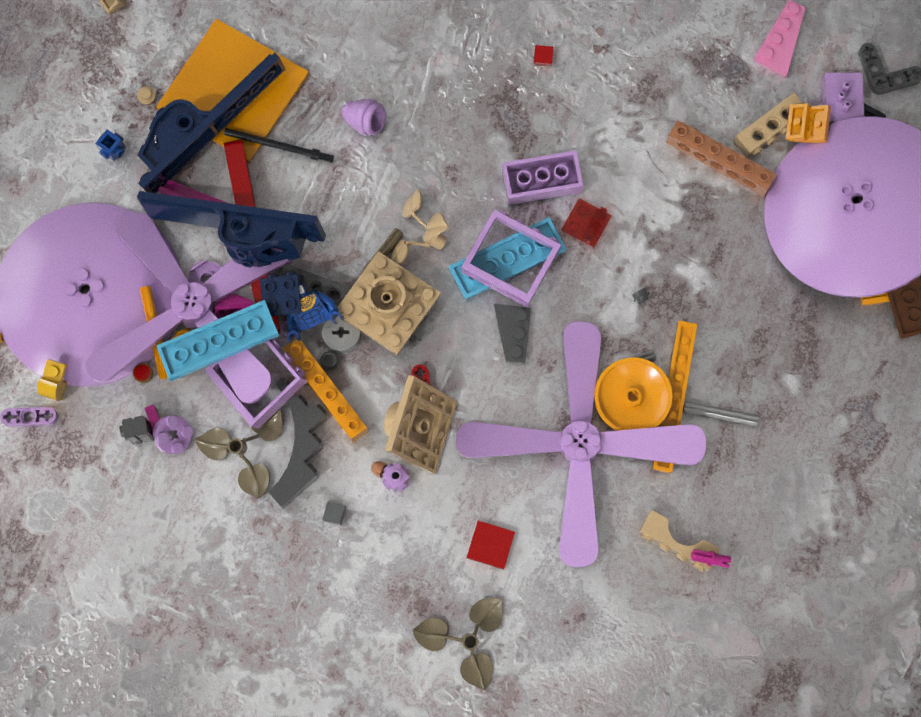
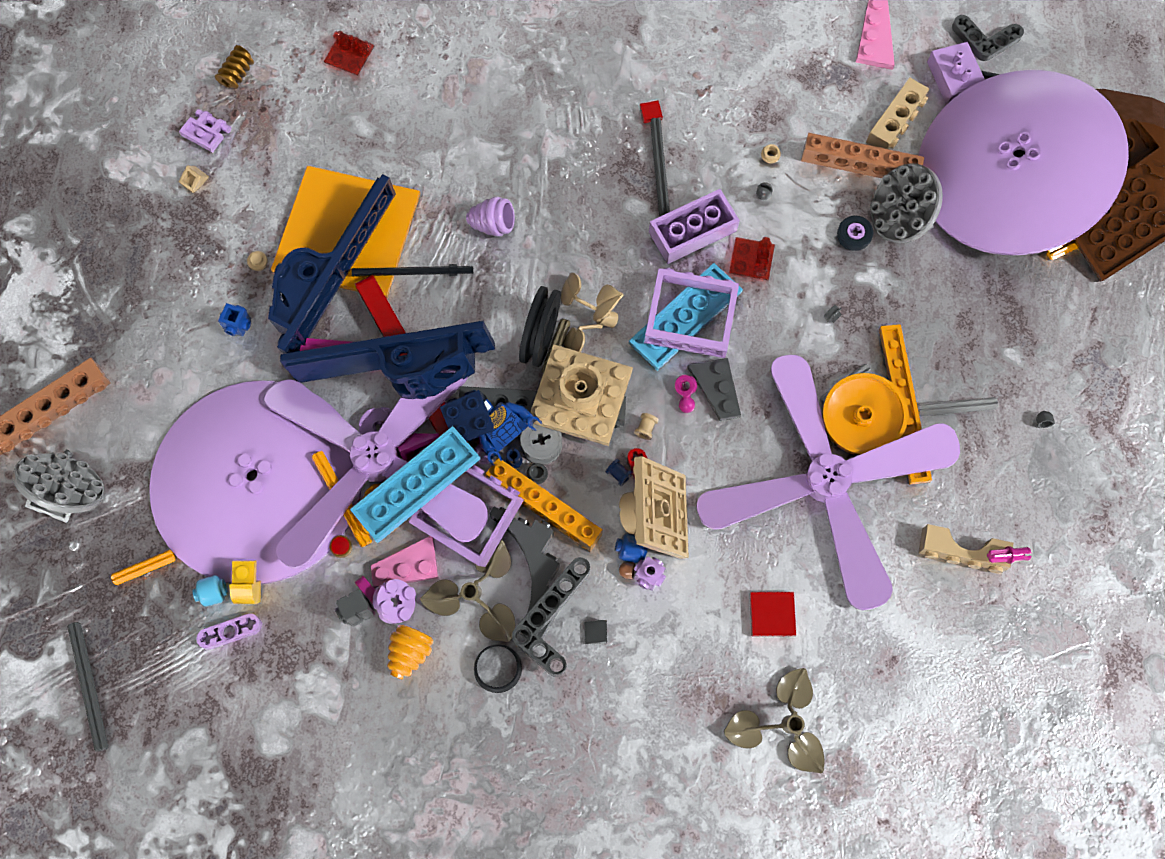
camera: 20 degrees left, 5 degrees down
(23, 377) = (210, 591): none -> medium azure head
(170, 479) = (407, 651): none -> light orange piece
(195, 406) = (409, 565): none -> bright pink wing
(255, 530) = (510, 685): none -> black tyre
(295, 486) = (548, 614): none -> dark grey beam
(316, 345) = (516, 454): none -> dark blue pin
(370, 232) = (539, 326): none -> black tyre
(383, 455) = (629, 550): none -> blue head
(399, 380) = (619, 472): none -> dark blue bush
(437, 347) = (646, 426): none -> tan bush
(481, 338) = (686, 404): none -> dark pink plate
(532, 111) = (659, 165): none -> dark grey axle
(618, 164) = (764, 191): none -> dark grey hinge
(639, 123) = (770, 149): none -> tan plate
(687, 217) = (864, 231): none -> black bush
(742, 213) = (906, 203): none -> light grey bracket
(796, 449) = (1045, 419): none -> dark grey hinge
(808, 123) = (936, 100): light orange slope -> none

